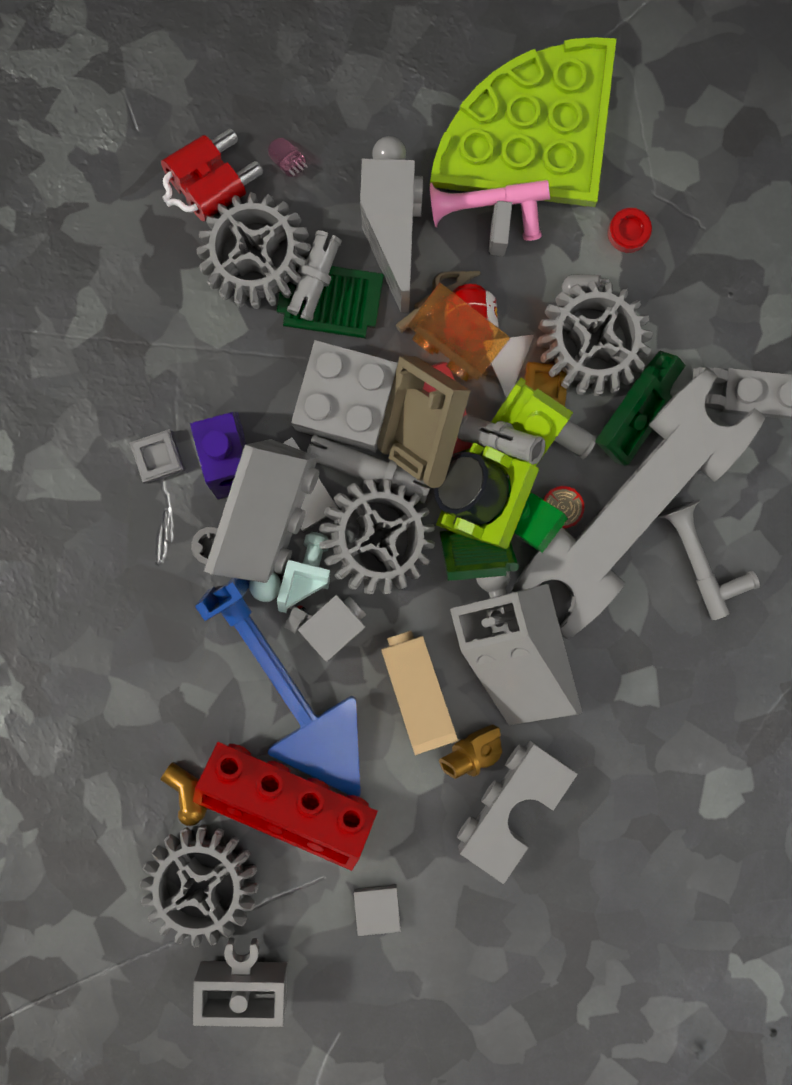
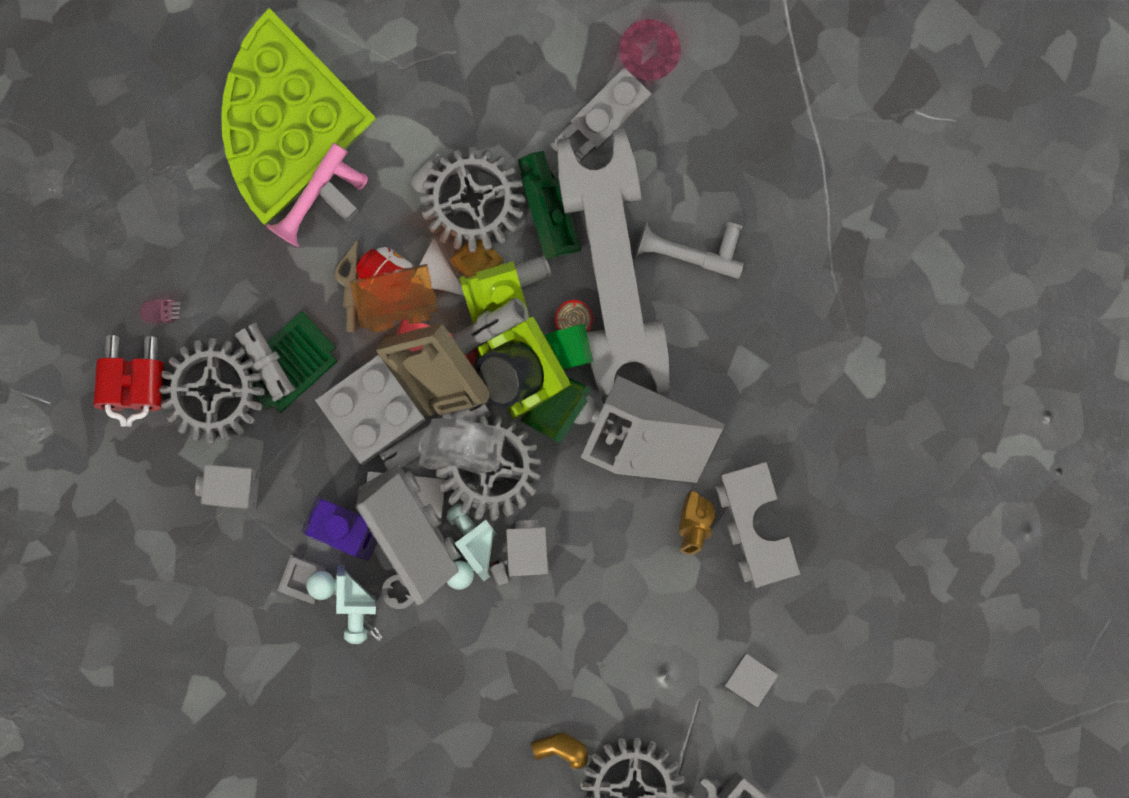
camera: 50 degrees left, 0 degrees up
(169, 508) = (350, 600): none -> light aqua piece
(180, 327) = (228, 487): none -> light grey brick
(285, 805) = (625, 684): red brick -> none
(325, 742) = (604, 623): blue piece -> none
(376, 496) = (461, 445): none -> clear brick
(388, 203) = (264, 274): light grey slope -> none
(418, 693) = (619, 526): tan slope -> none
(629, 230) = (414, 108): red tile -> none

